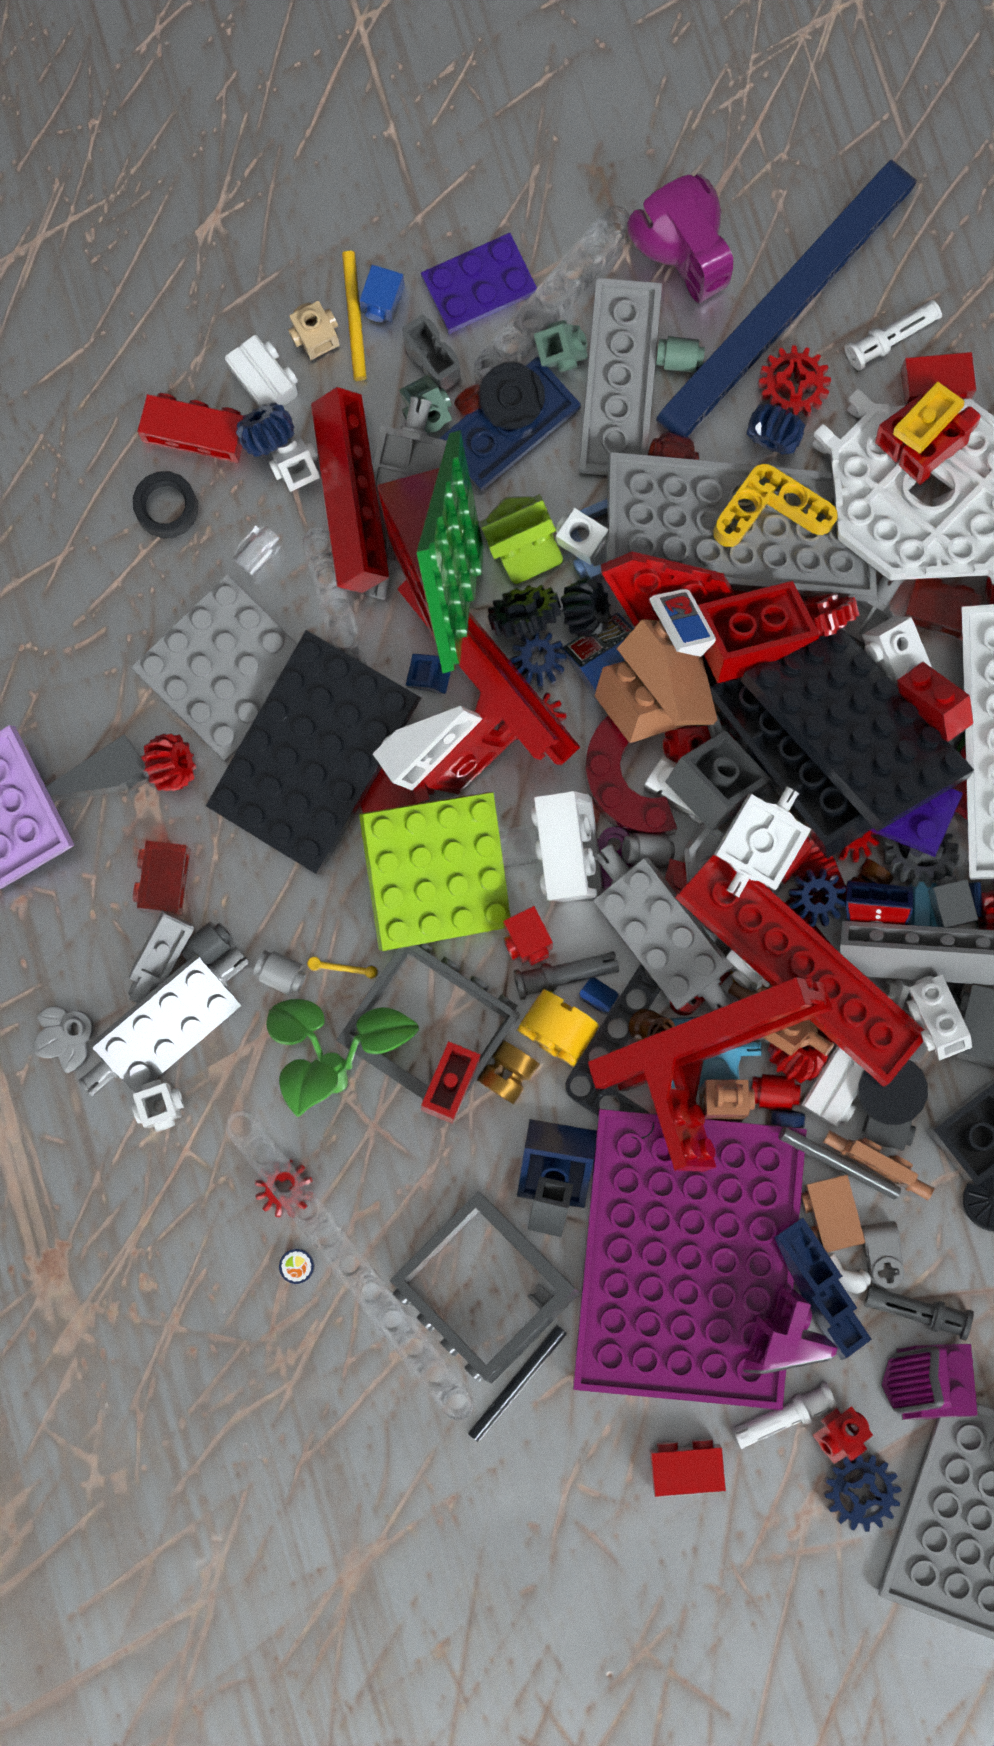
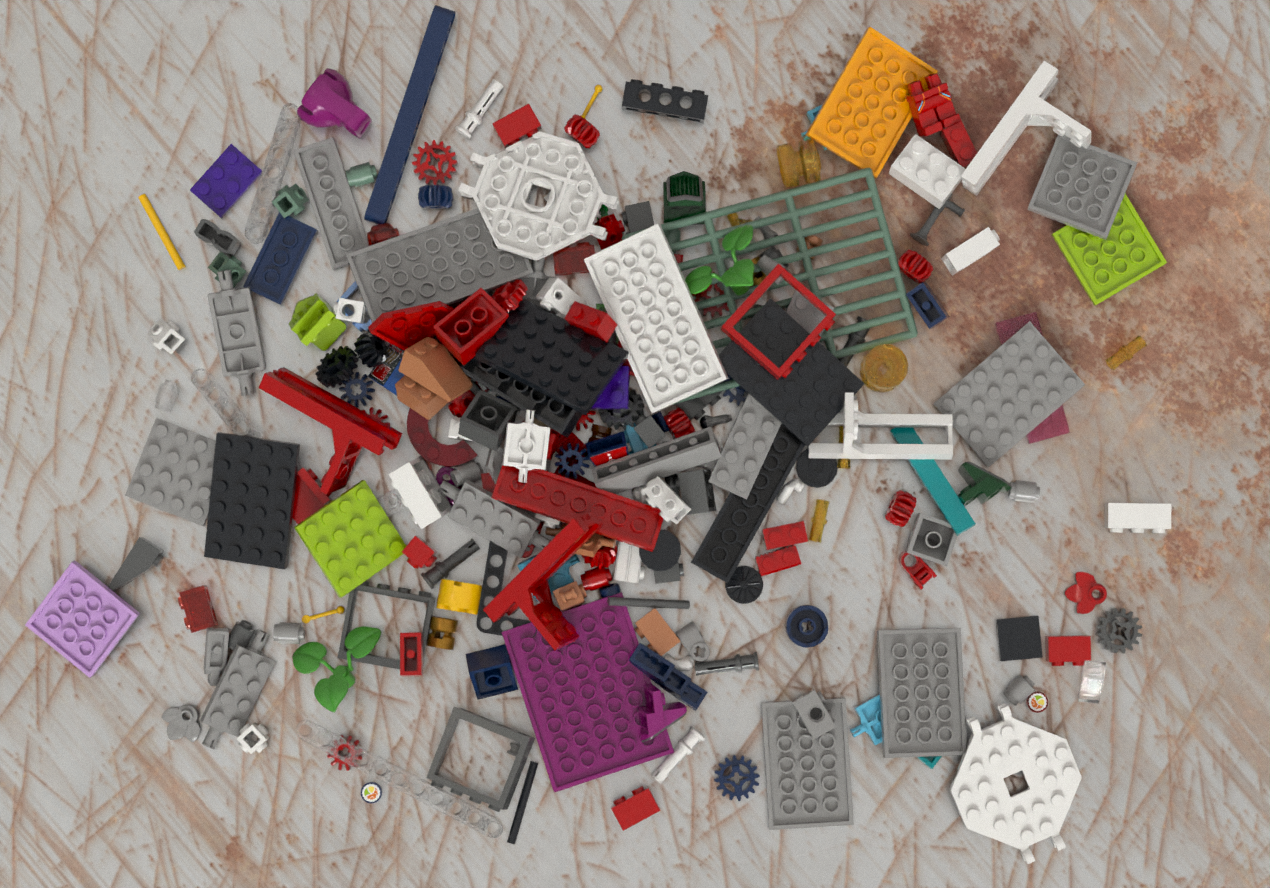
camera: 35 degrees left, 5 degrees up
(158, 480) = (90, 380): black tyre -> none
(168, 762) = (172, 542): red gear -> none
(191, 427) = (97, 339): red brick -> none
(261, 374) = (124, 292): white brick -> none
(265, 429) = (141, 325): dark blue gear -> none
(313, 329) = (148, 254): tan brick -> none
(349, 490) = (205, 339): red brick -> none
(381, 294) = (172, 213): blue brick -> none
(420, 747) = (311, 475): white slope -> none
(426, 674) = (297, 424): blue slope -> none
(438, 544) = (272, 354): green piece -> none
(467, 400) = (252, 253): clear red tile -> none
(511, 396) = (274, 243): black tile -> none
(550, 1206) = (498, 697): dark grey brick -> none
(598, 995) = (474, 567): blue slope -> none
(648, 1023) = (508, 572): reddish brown wheel -> none
(683, 622) = (428, 340): slope -> none
(763, 496) = (444, 242): yellow beam -> none
(843, 1434) = (712, 758): red brick -> none
(892, 1168) = (662, 592): nougat plate -> none
(928, 417) = (518, 159): yellow plate -> none
(931, 1382) = (749, 701): magenta piece -> none
(945, 445) = (522, 164): red hips -> none

